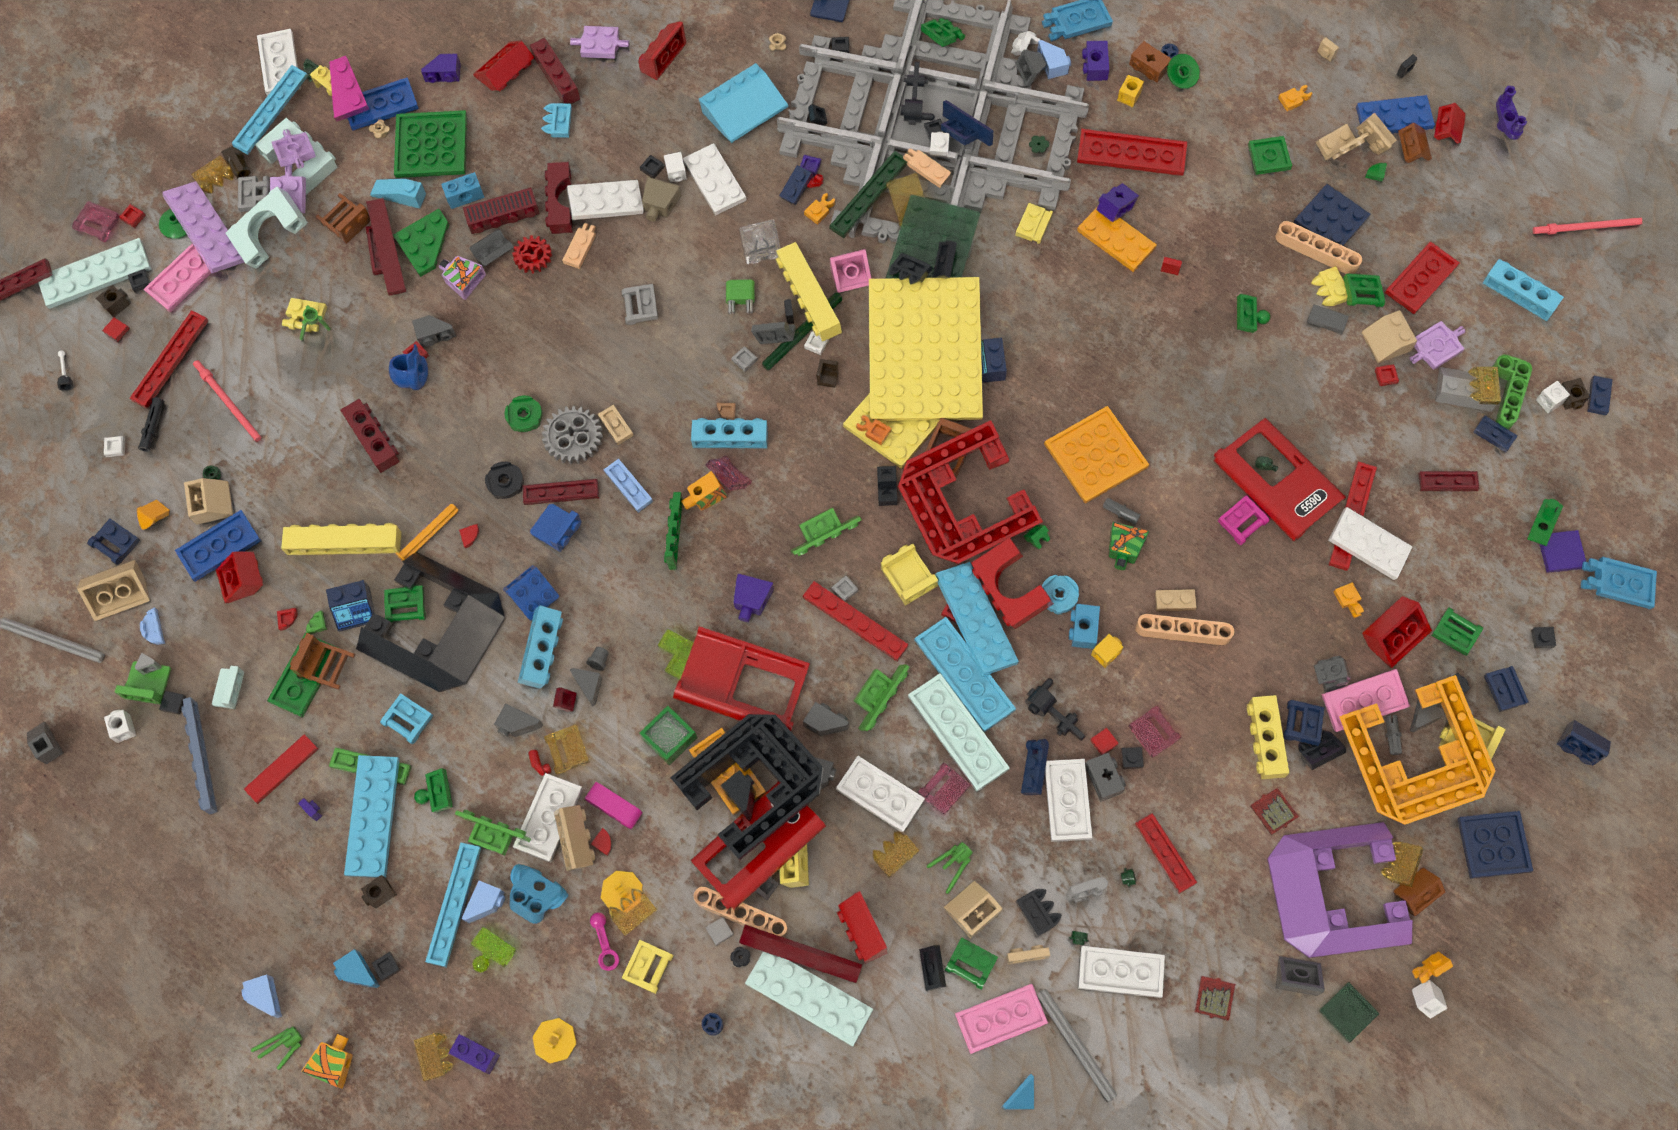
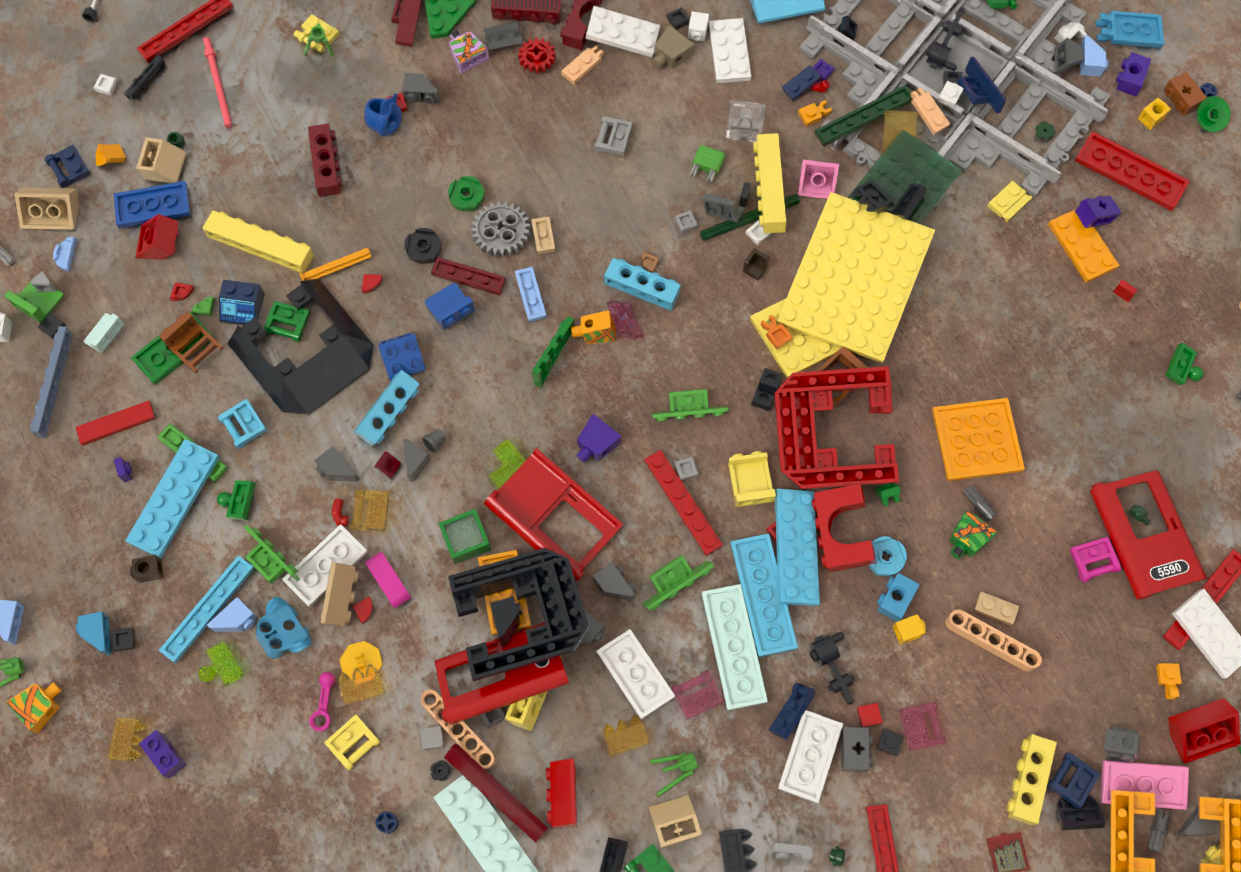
camera: 20 degrees right, 0 degrees up
(554, 1040) = (240, 773): yellow piece -> none
(993, 360) = (915, 312): dark blue slope -> none

